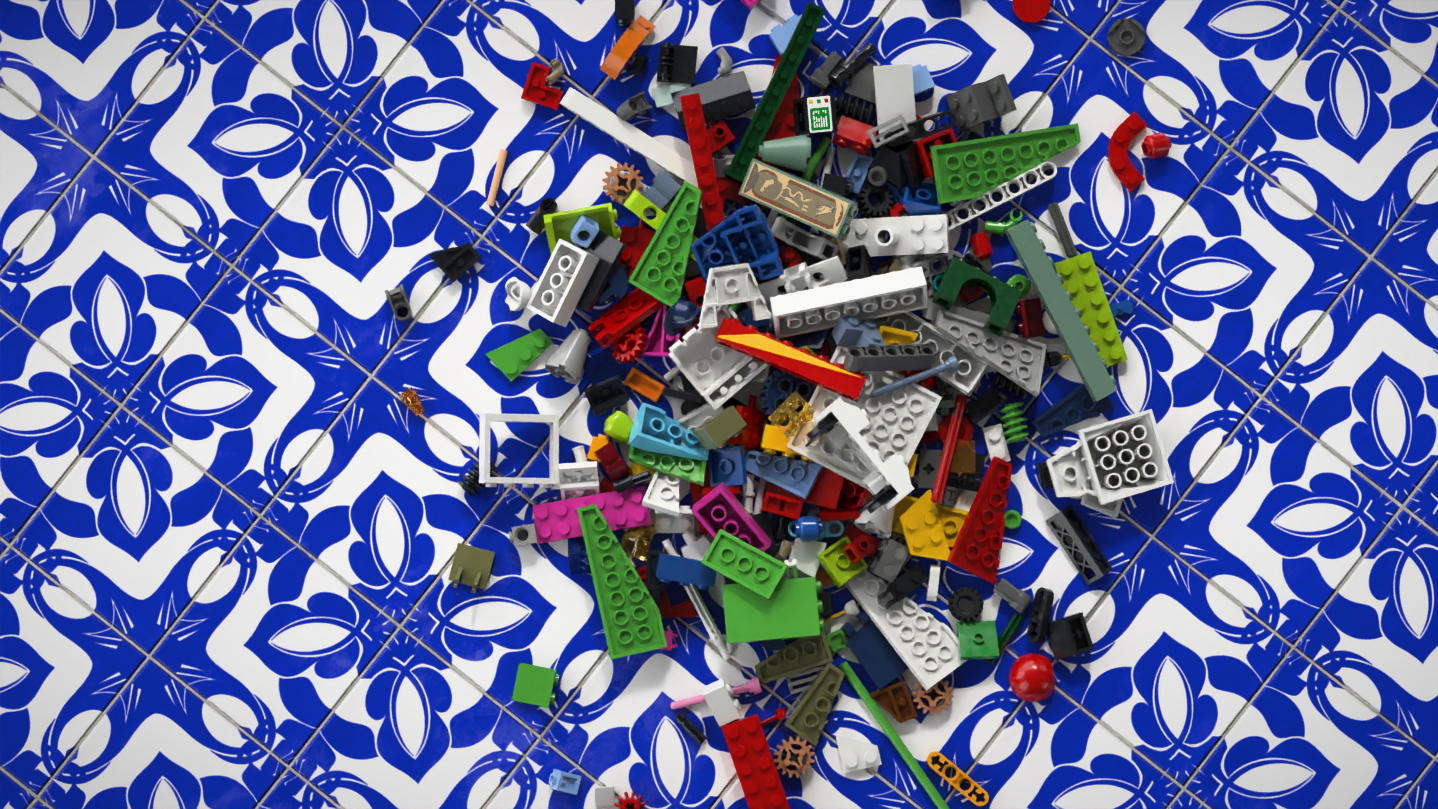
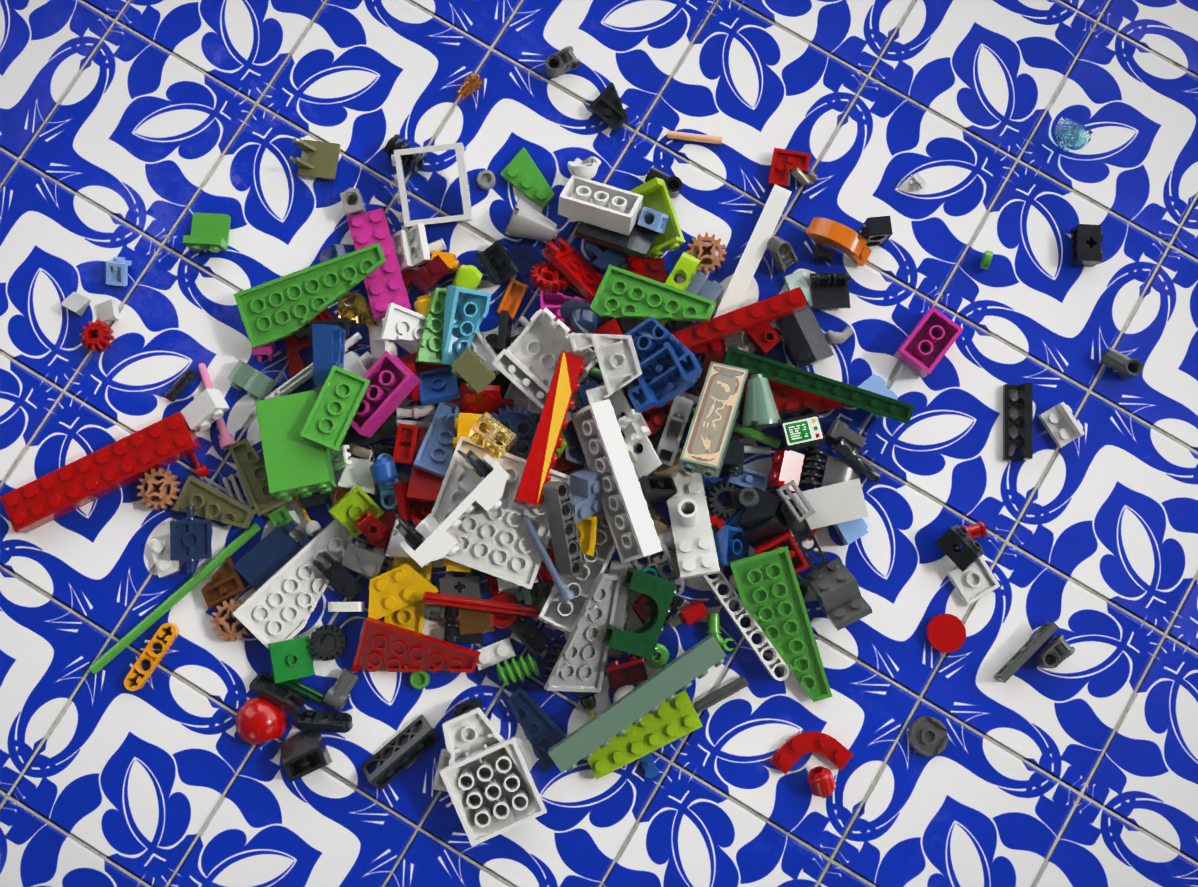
camera: 80 degrees right, 5 degrees down
(514, 396) = (486, 179): none -> light grey tile
(632, 481) = (413, 294): black axle -> none
(695, 656) = (250, 379): none -> sand green brick
(849, 728) = (190, 539): none -> dark blue plate
(1008, 657) = (277, 693): none -> black hinge

